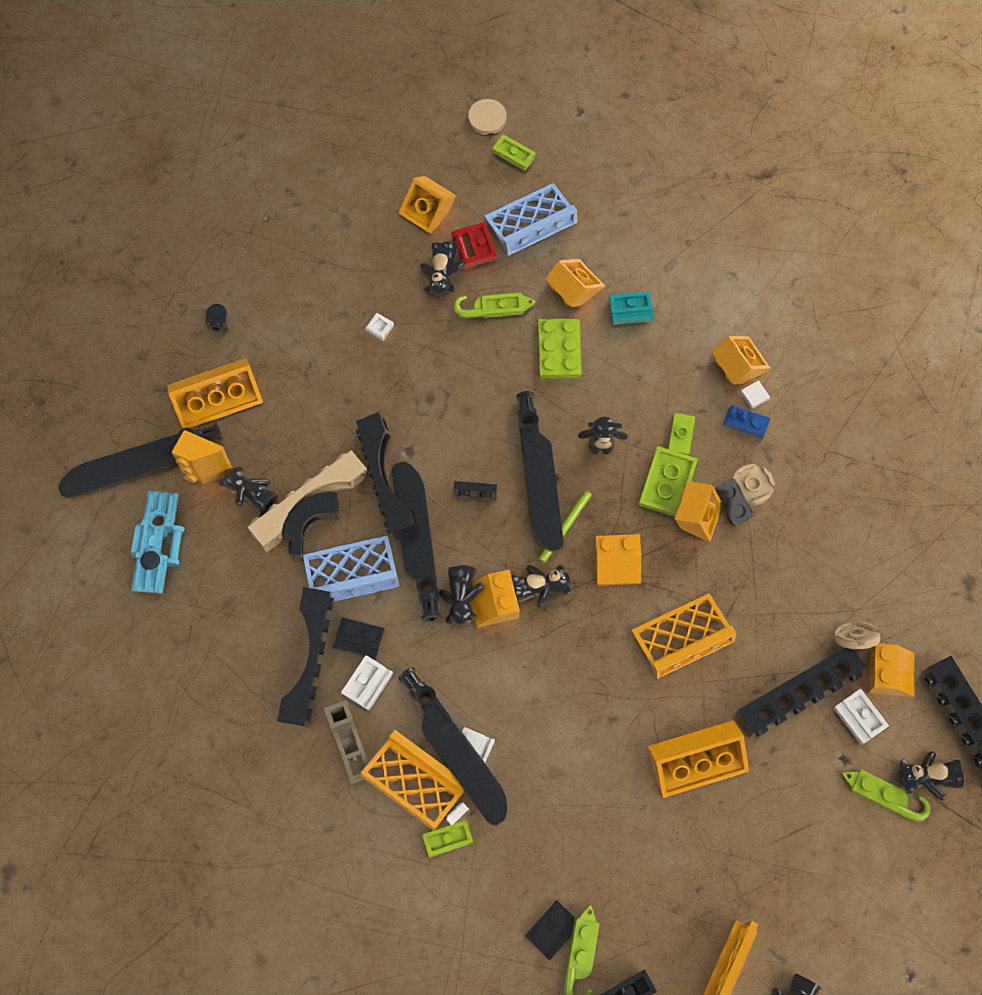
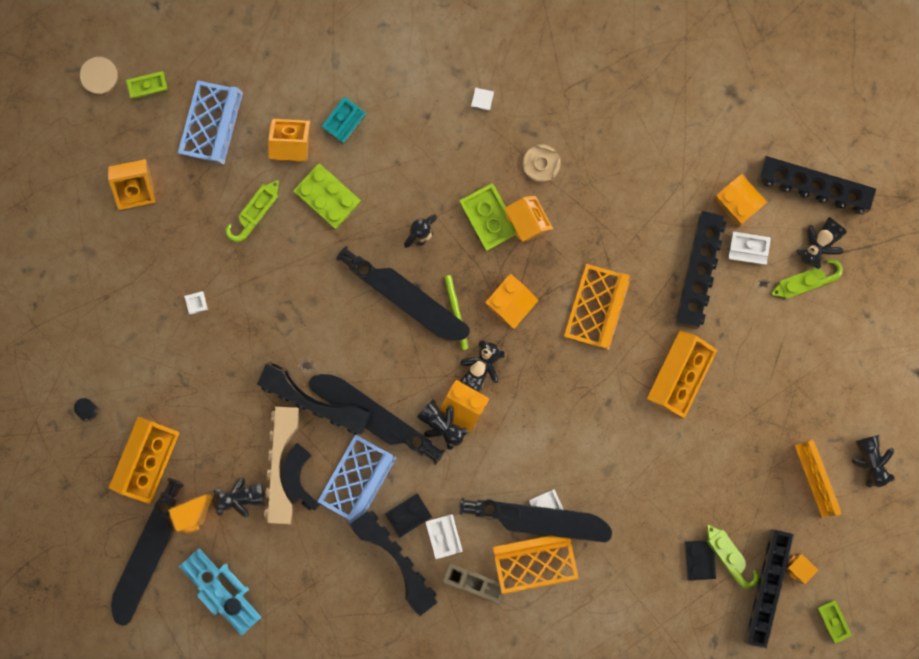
camera: 50 degrees left, 15 degrees up
(443, 259) = (194, 222): black piece -> none
(447, 838) = (589, 574): lime plate -> none
(455, 813) = (579, 555): white tile -> none
(468, 490) = (373, 355): black plate -> none
(480, 243) = (197, 175): red plate -> none
(681, 433) = (464, 175): lime plate -> none
(734, 502) = (543, 188): black plate -> none
(739, 359) = (450, 85): light orange slope -> none
(746, 421) = (495, 123): blue plate -> none
(857, 636) = (700, 200): tan tile -> none

